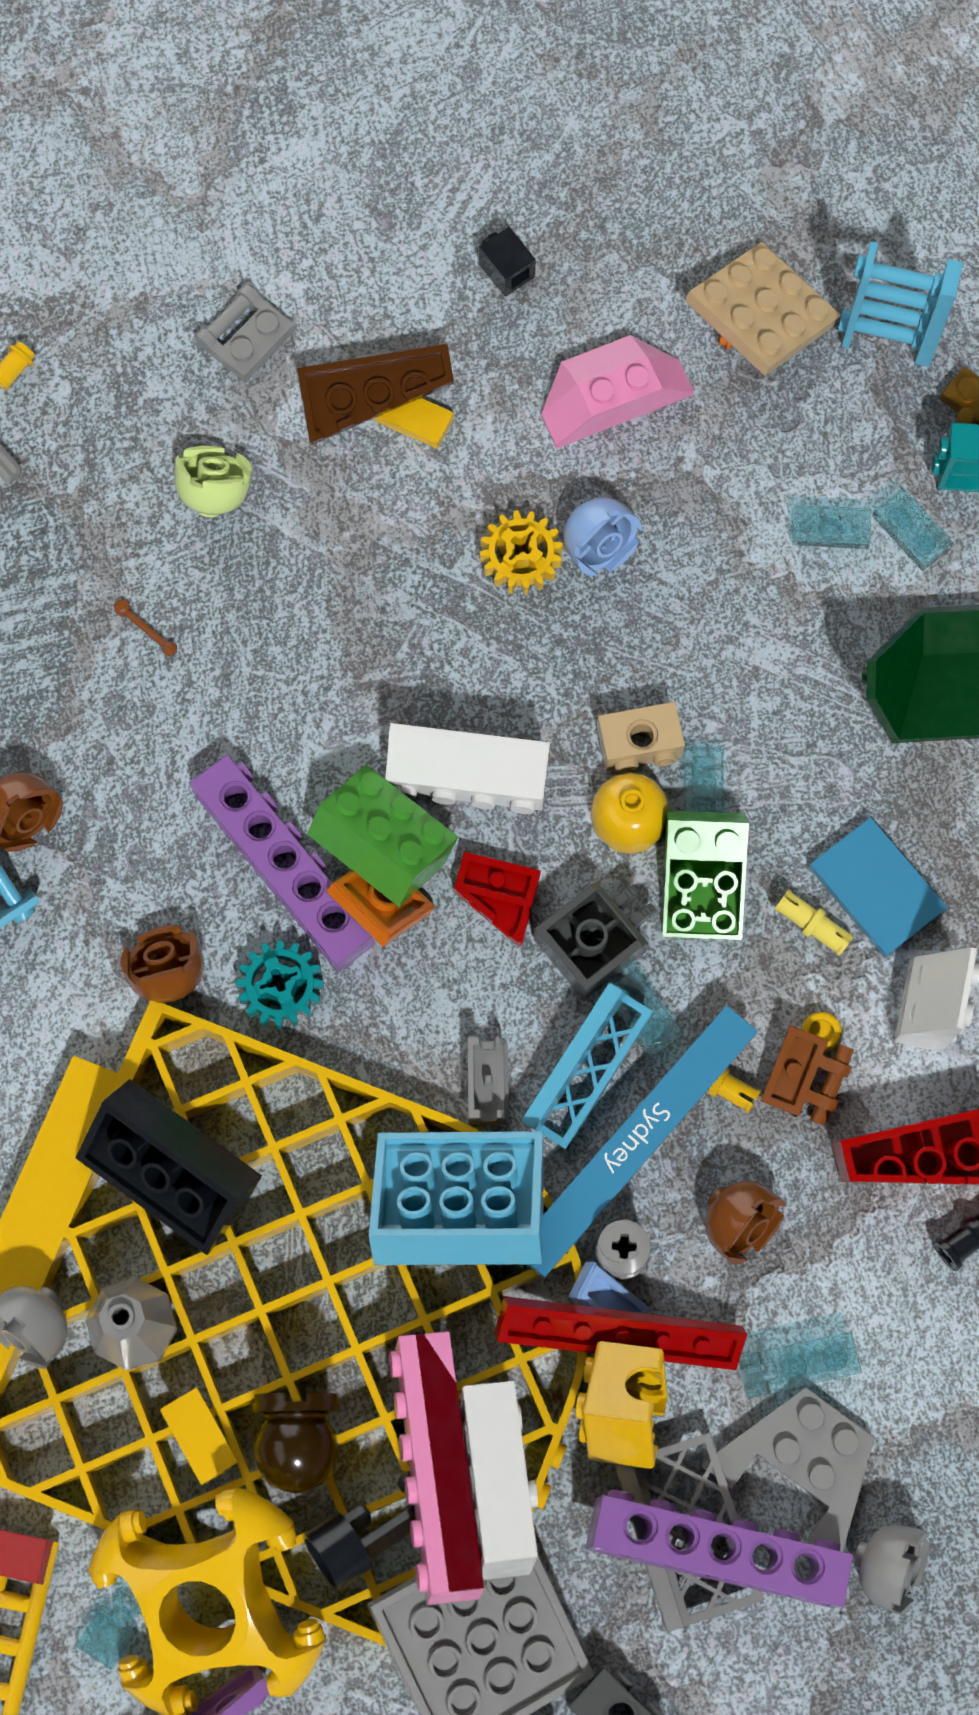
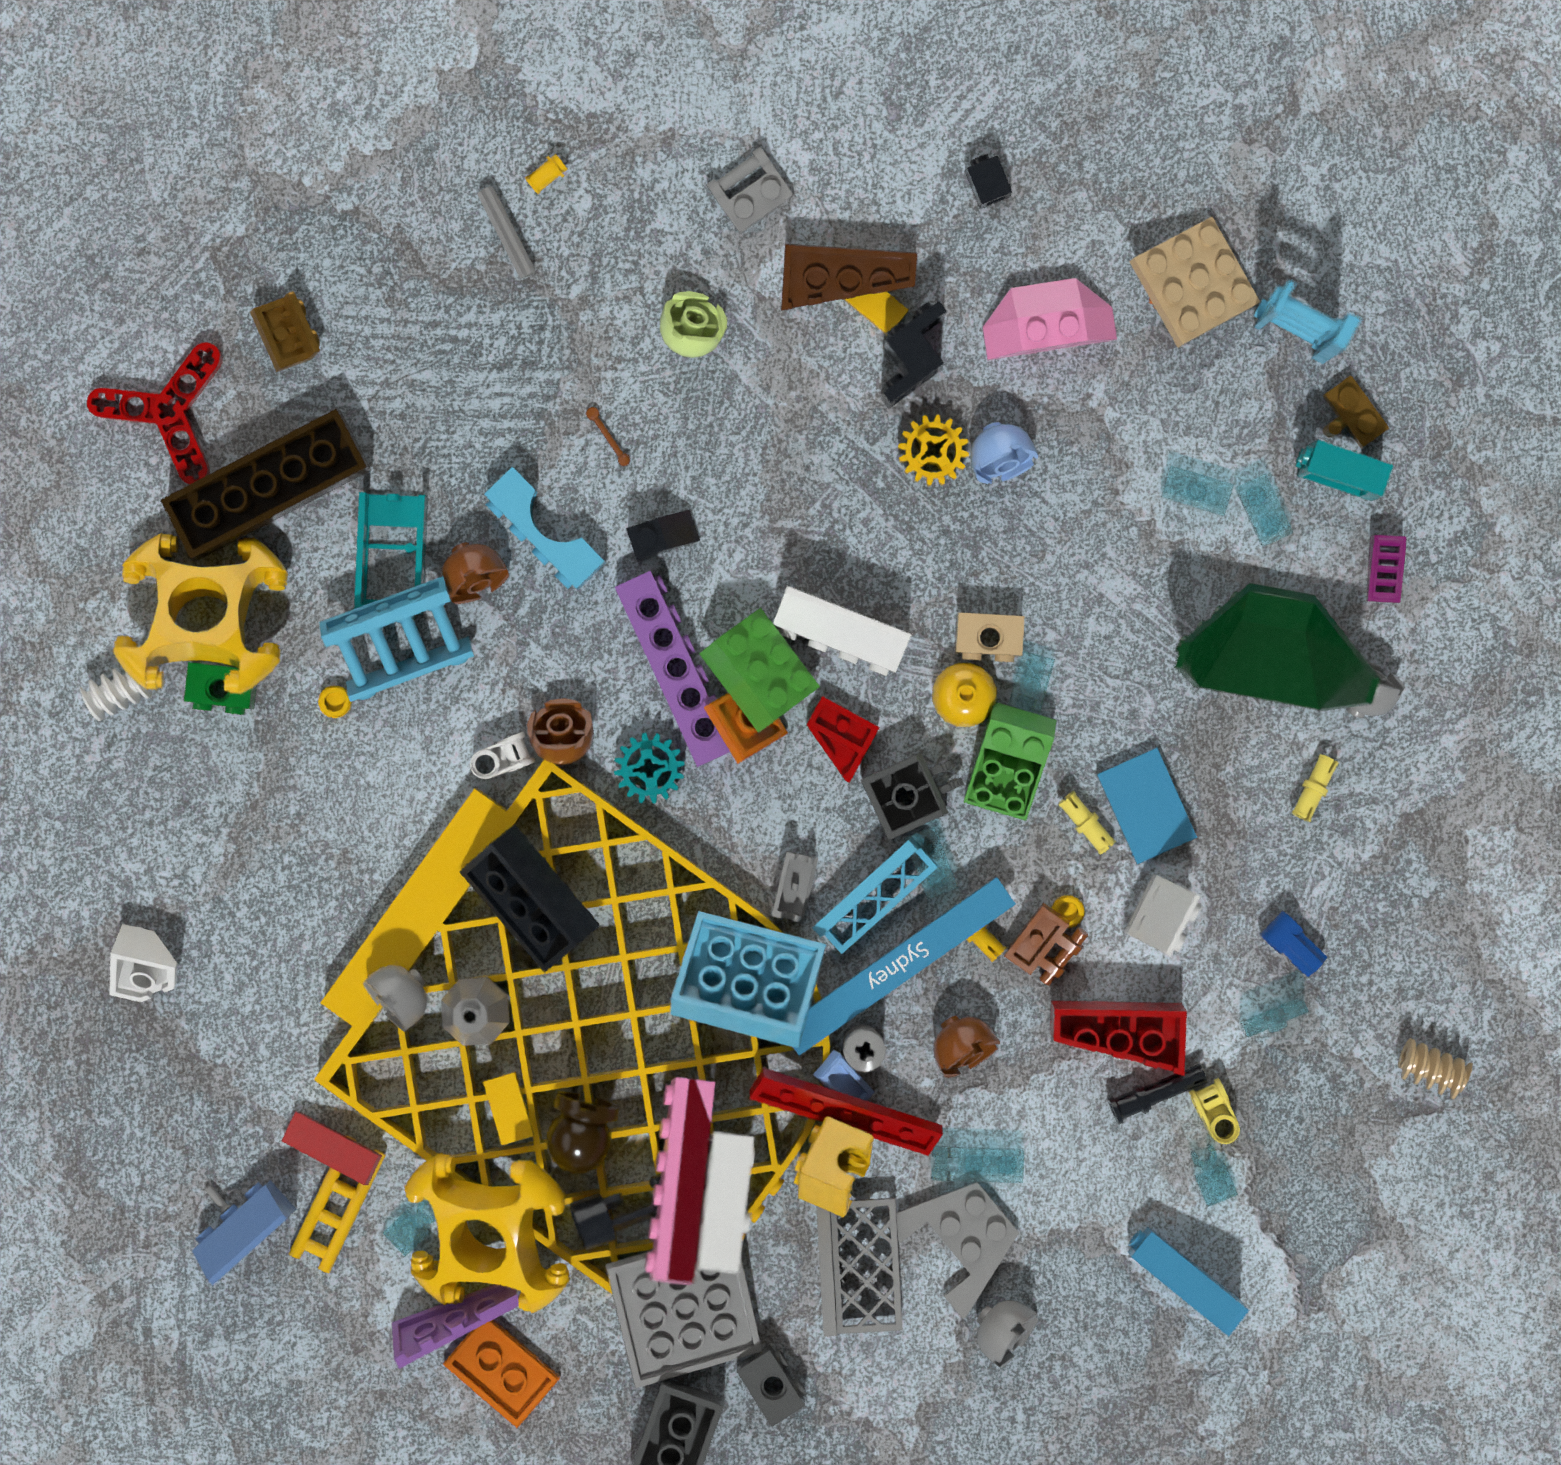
camera: 10 degrees right, 15 degrees up
(102, 1014) = (504, 756): none -> white piece
(134, 768) = (515, 500): none -> medium azure arch
(231, 717) = (662, 535): none -> black slope
(470, 450) = (912, 353): none -> black bracket
(828, 1565) = (948, 1332): medium lavender brick -> none

